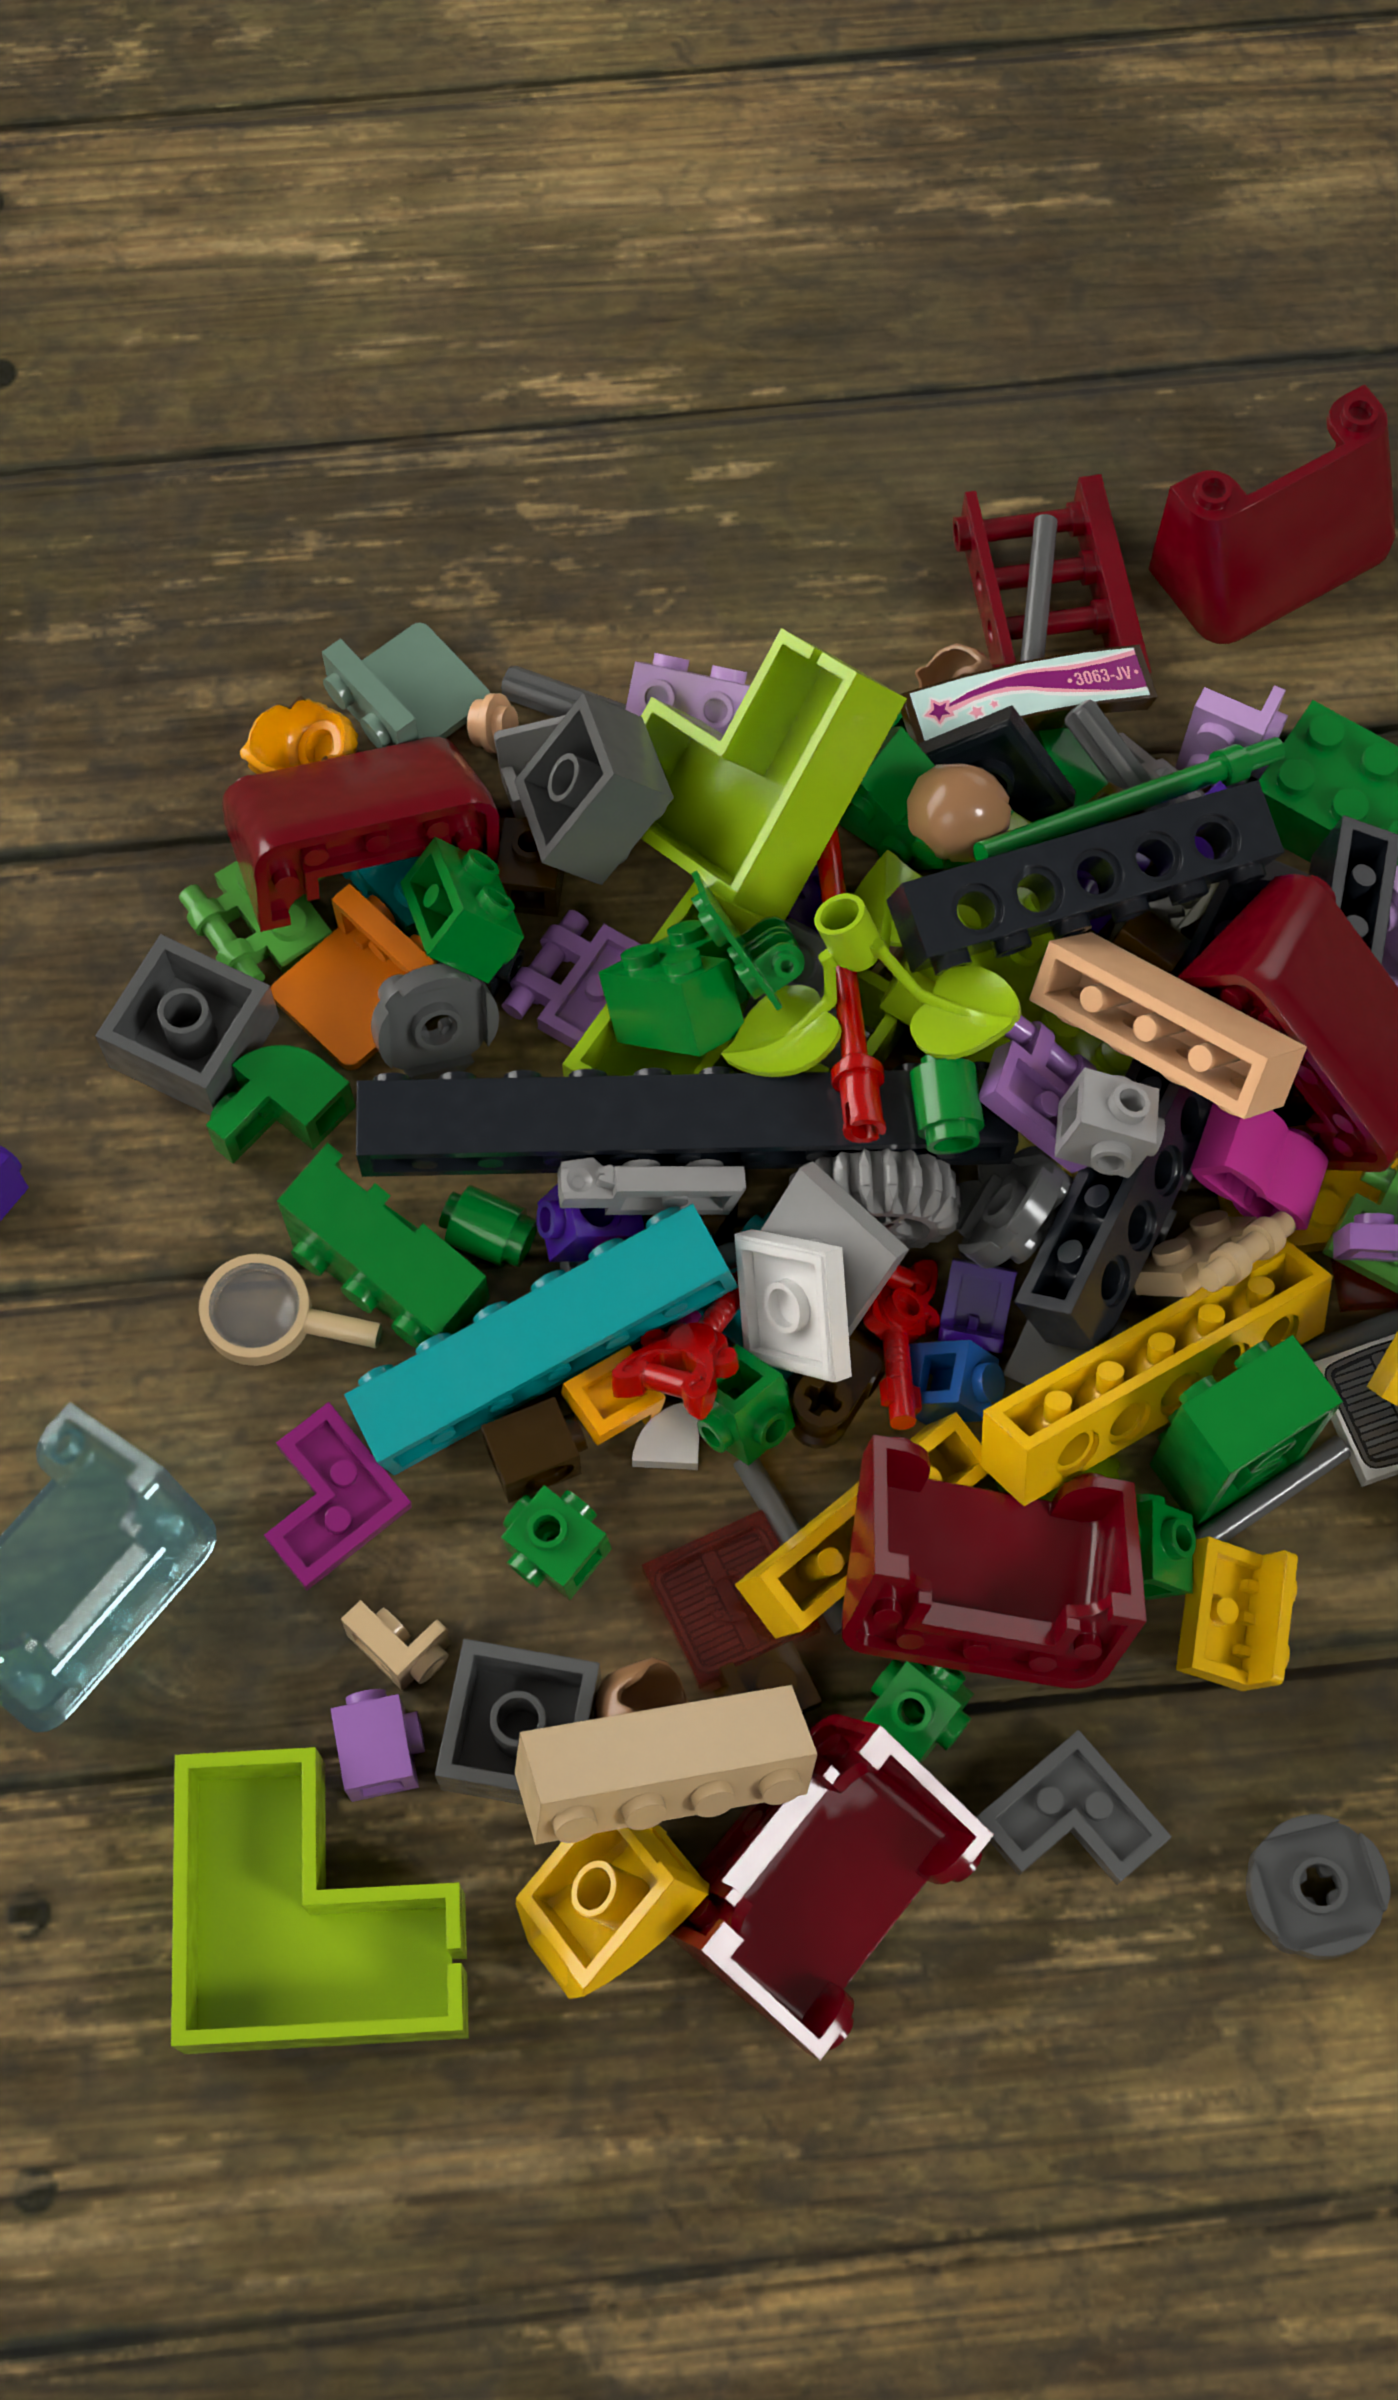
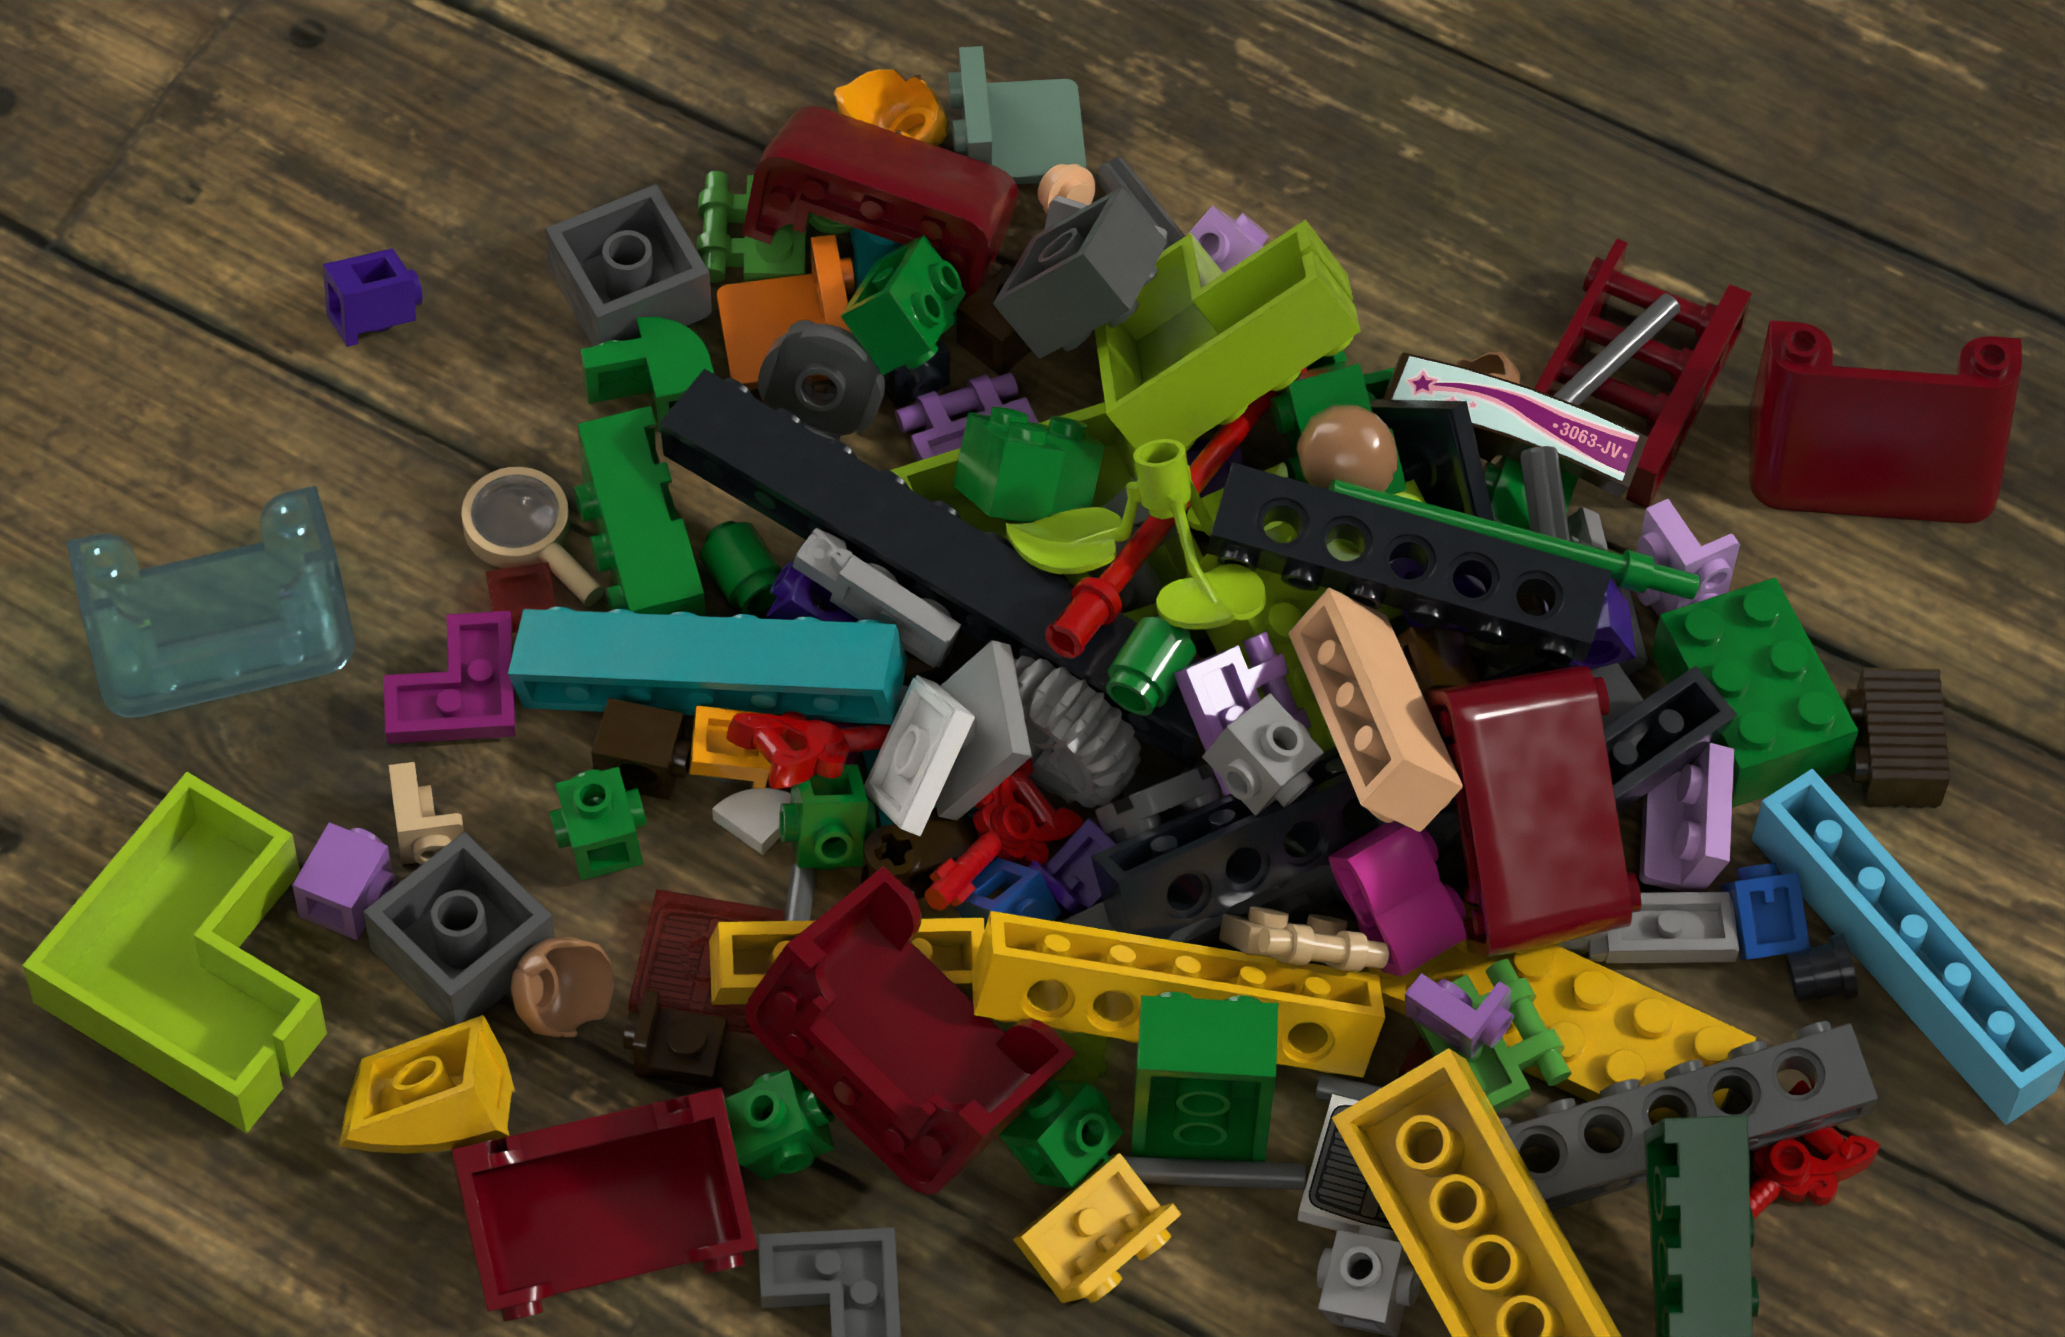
camera: 35 degrees right, 10 degrees down
(317, 1376) = (520, 589): none -> clear red tile
(664, 1764) = (535, 1007): tan brick -> none
(763, 954) = (1090, 470): green hinge -> none

